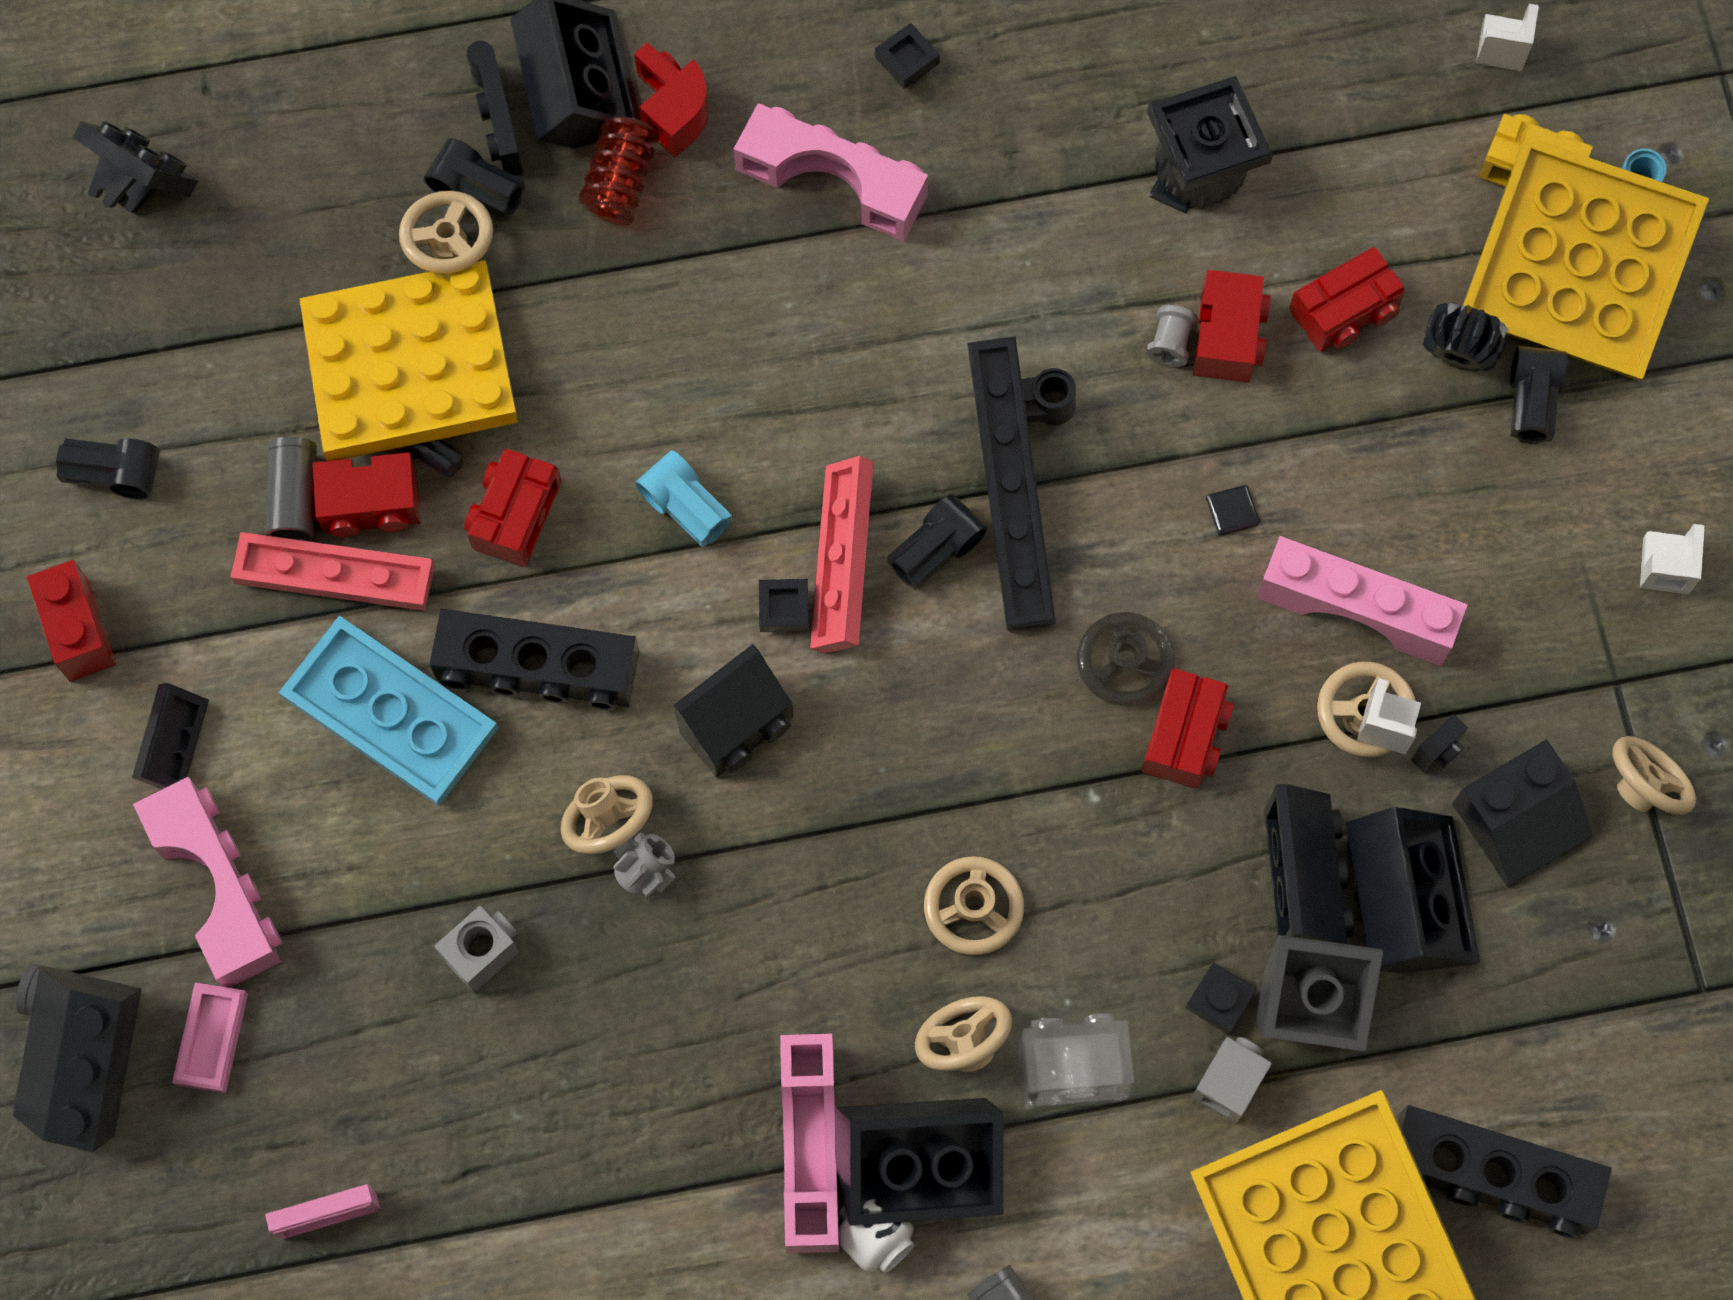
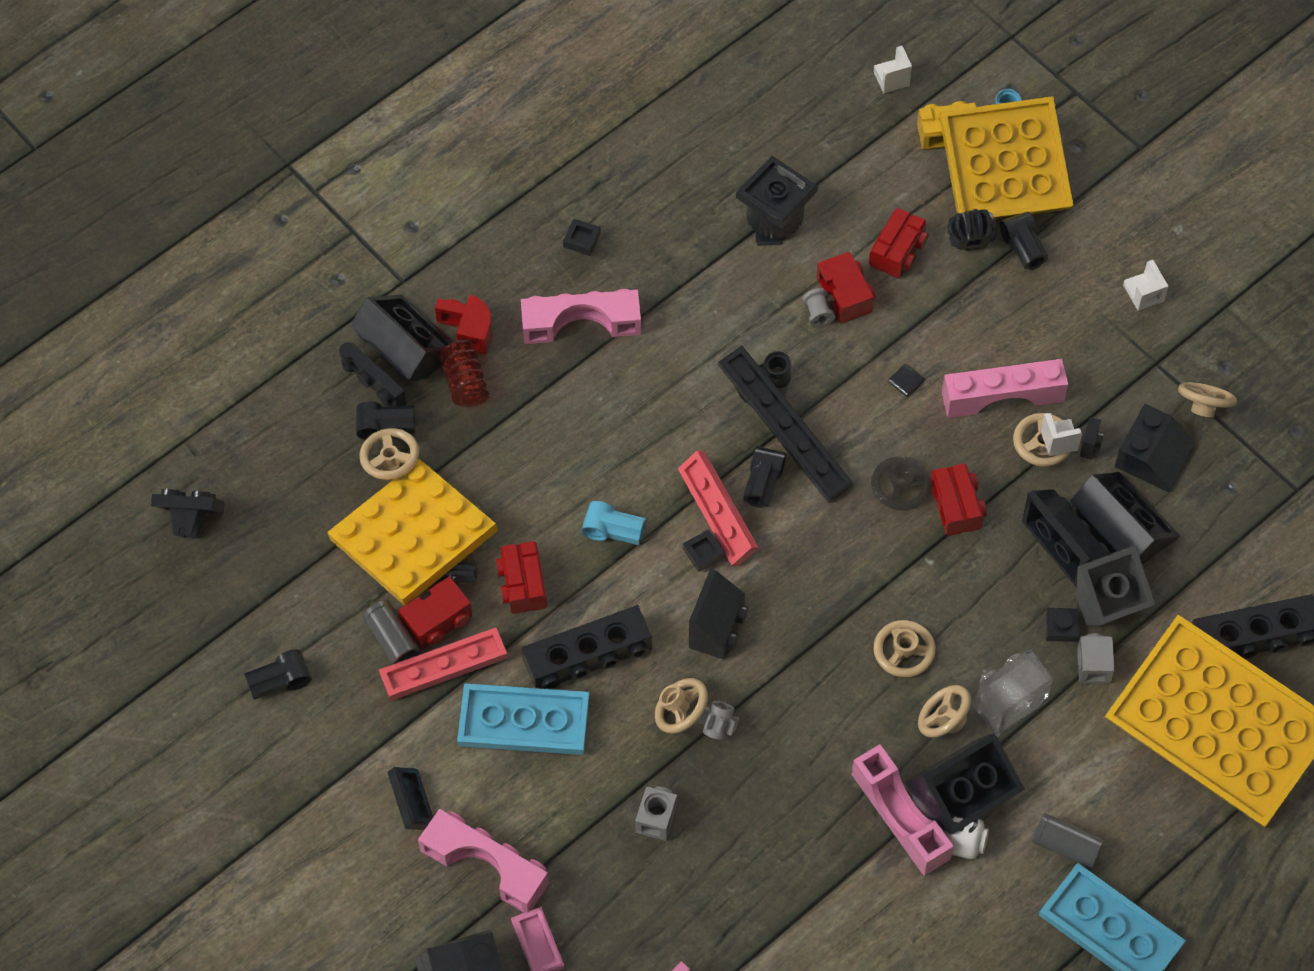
camera: 30 degrees left, 10 degrees down
(71, 620) = (313, 766): red brick -> none

